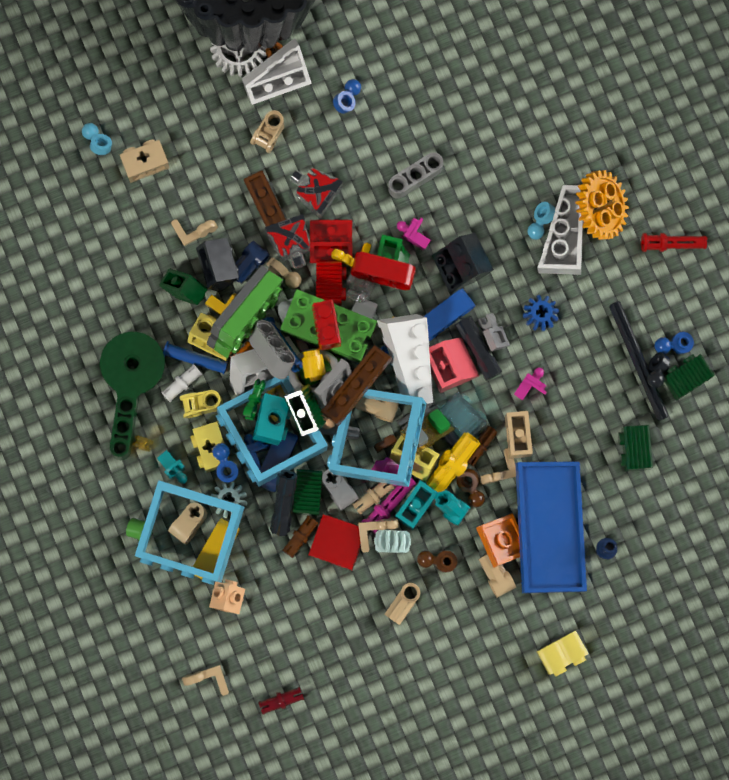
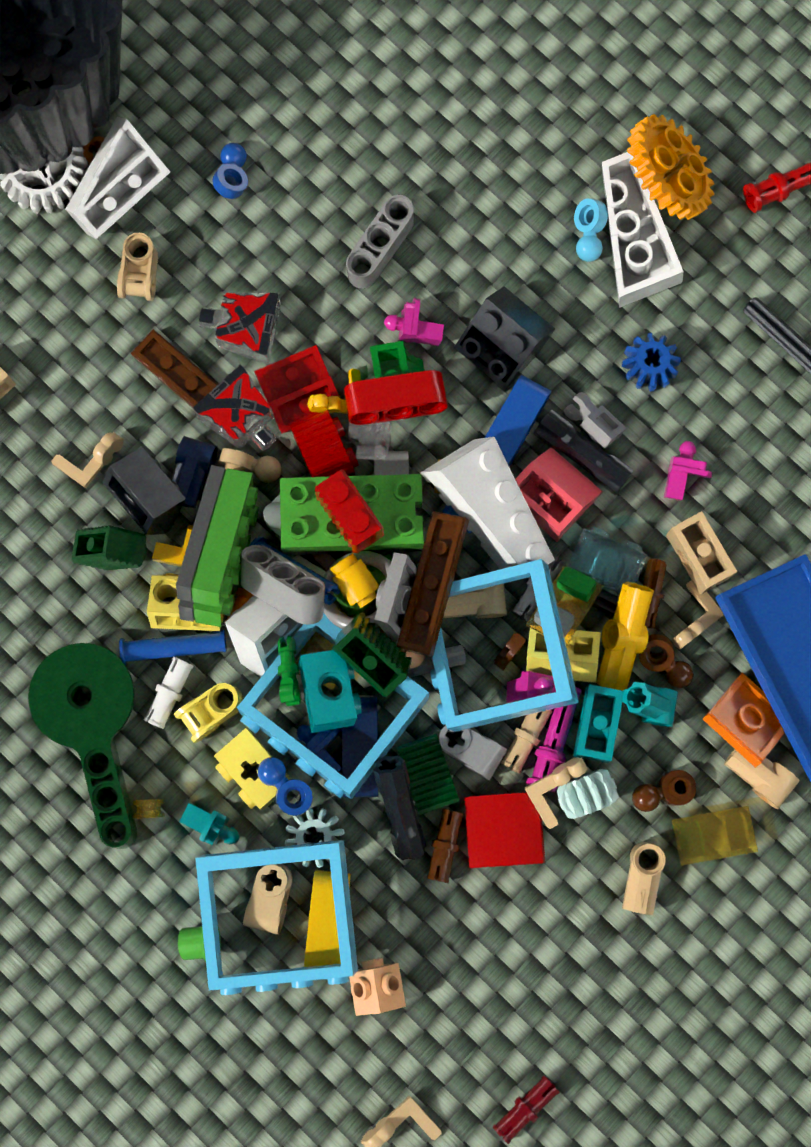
camera: 15 degrees left, 0 degrees up
(454, 596) = (714, 835): none -> clear yellow piece

